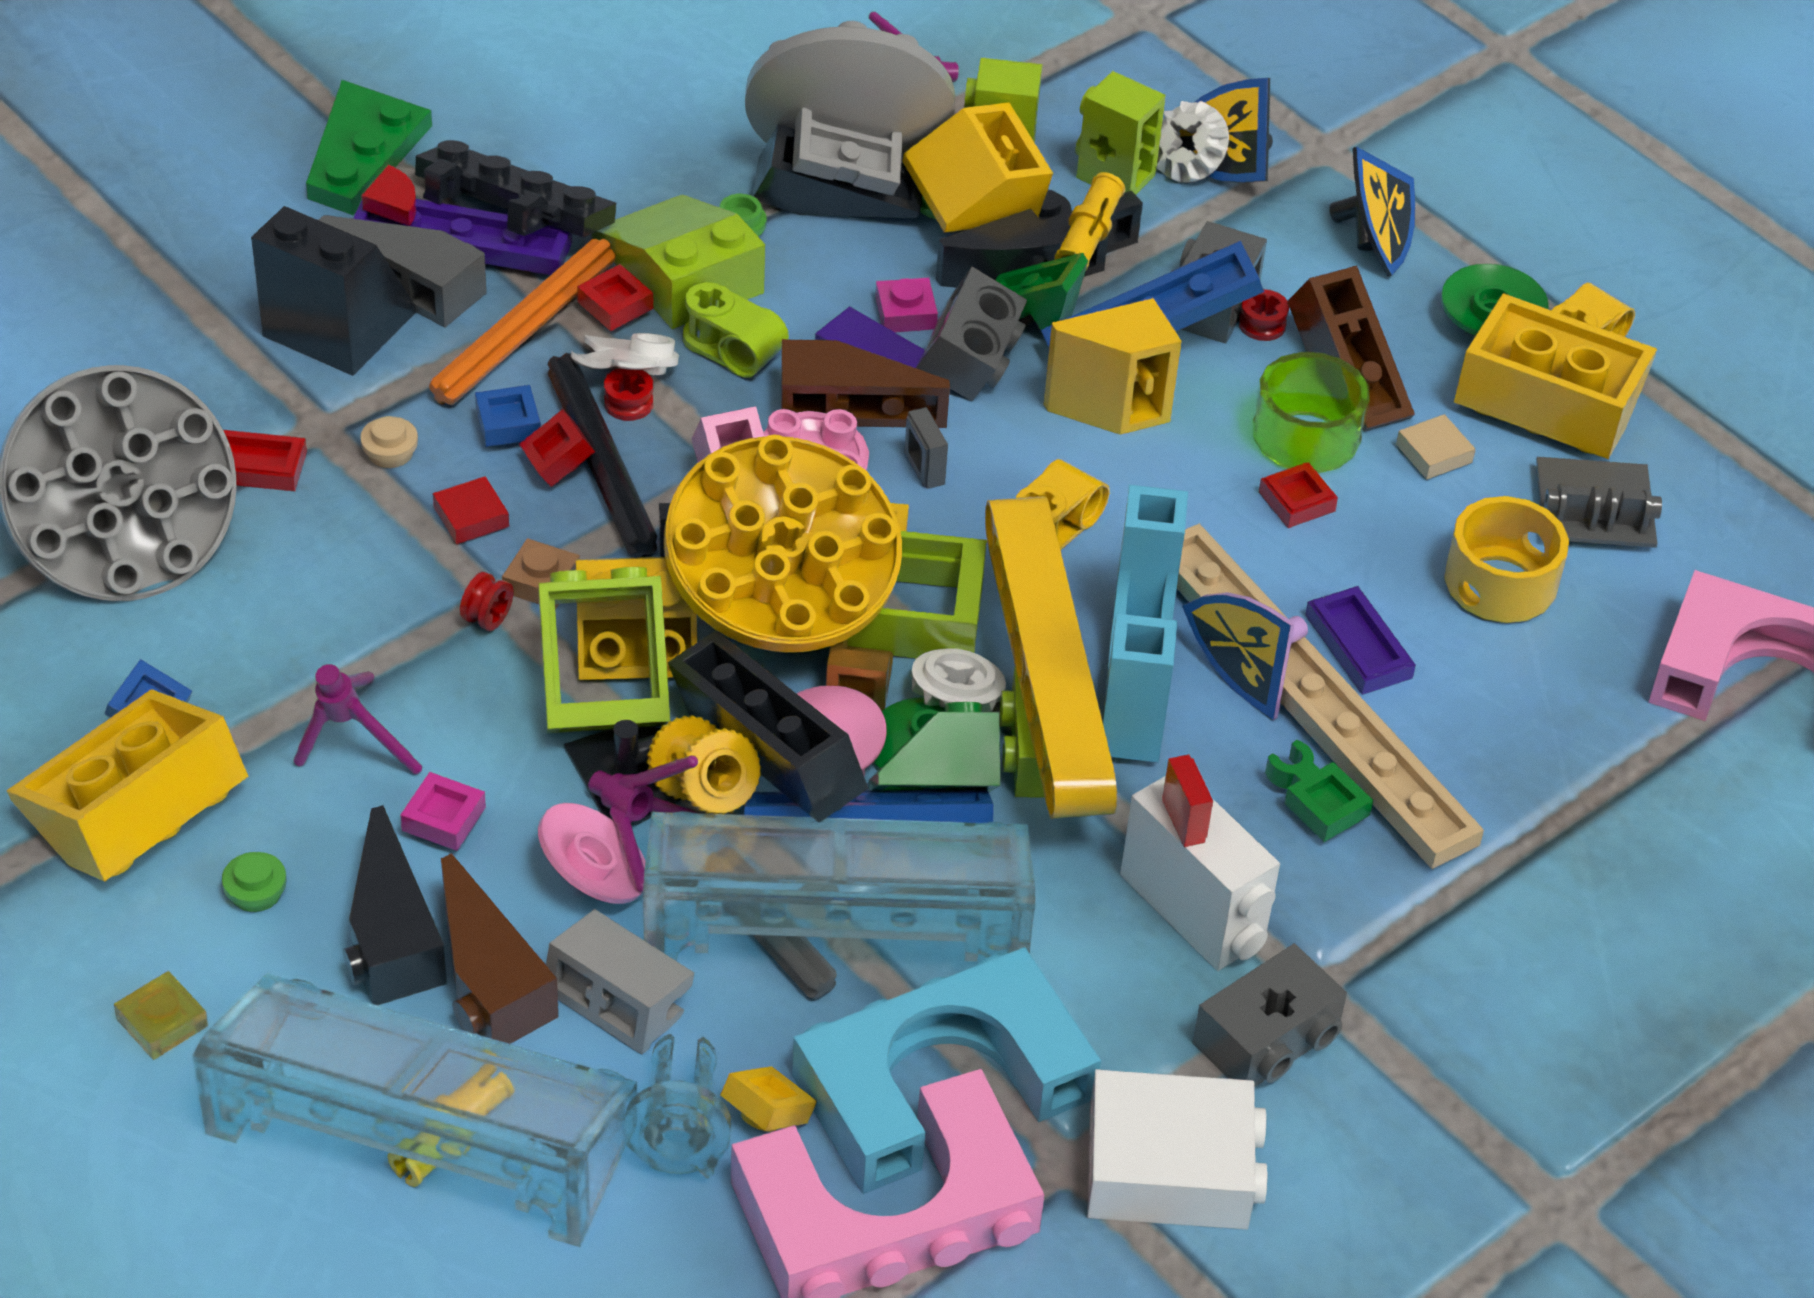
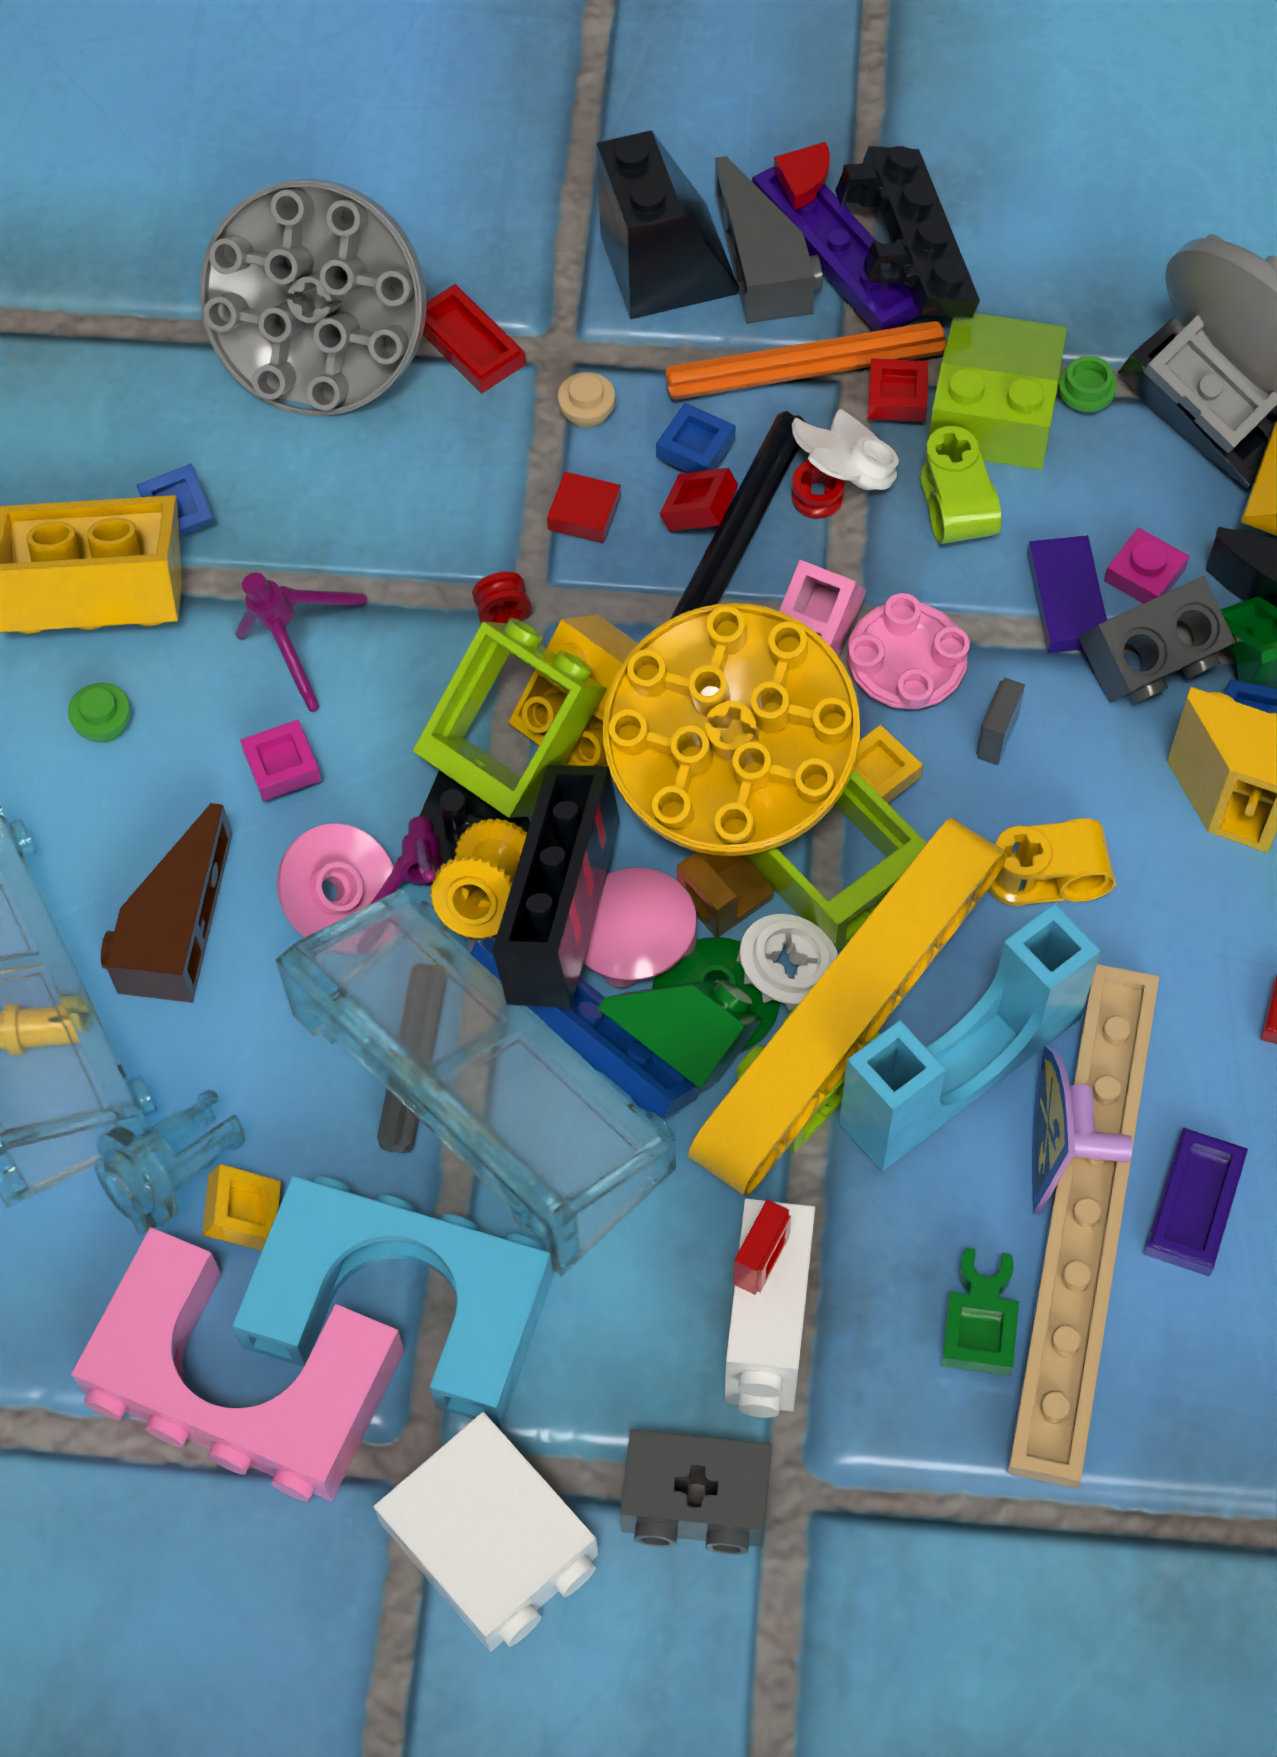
camera: 50 degrees right, 15 degrees up
(360, 141) = (854, 105): green wing -> none
(391, 928) = (147, 814): black slope -> none
(534, 565) = (576, 596): medium nougat plate -> none
(618, 980) = (246, 1010): light grey hinge -> none
(869, 386) = (998, 611): reddish brown slope -> none

